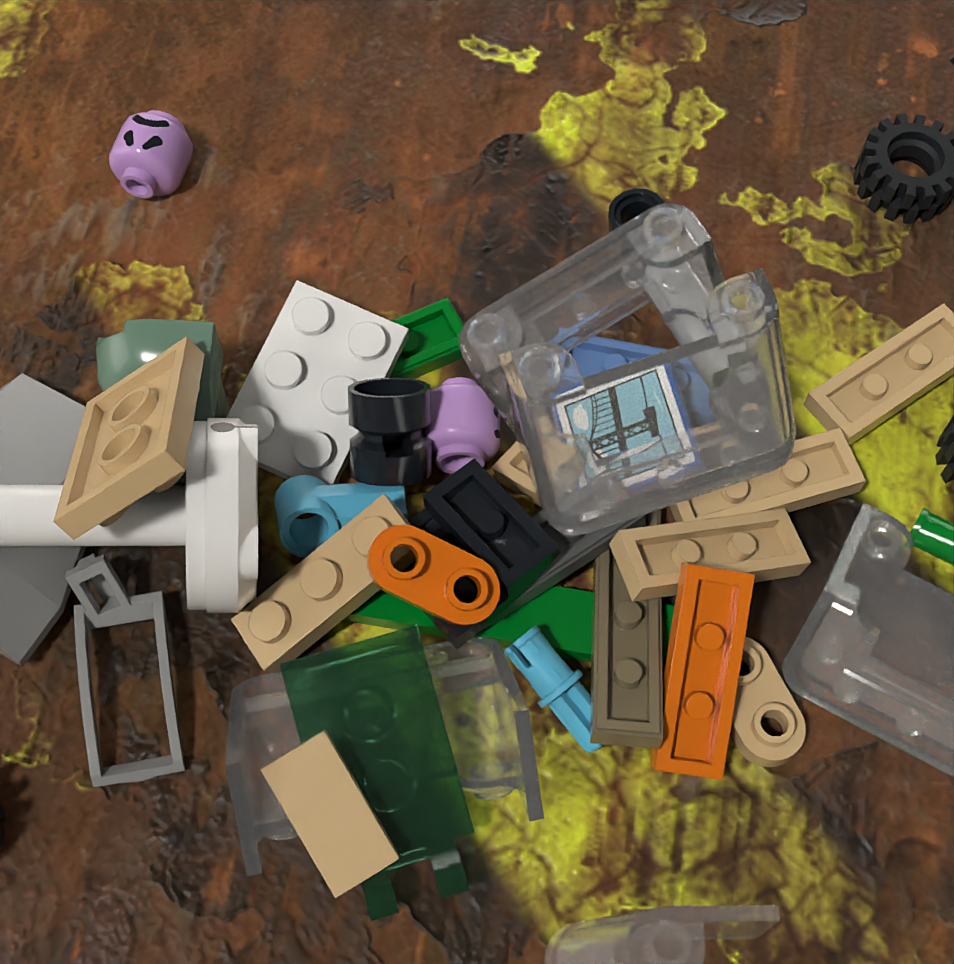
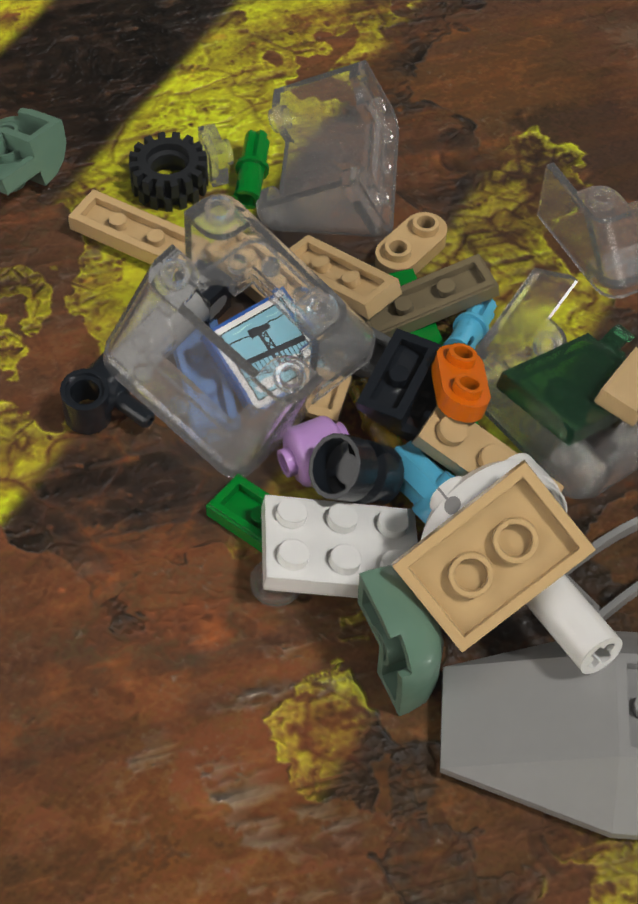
camera: 115 degrees left, 10 degrees down
(152, 153) = (173, 785): lavender head -> none
(703, 670) = (410, 251): orange plate -> none

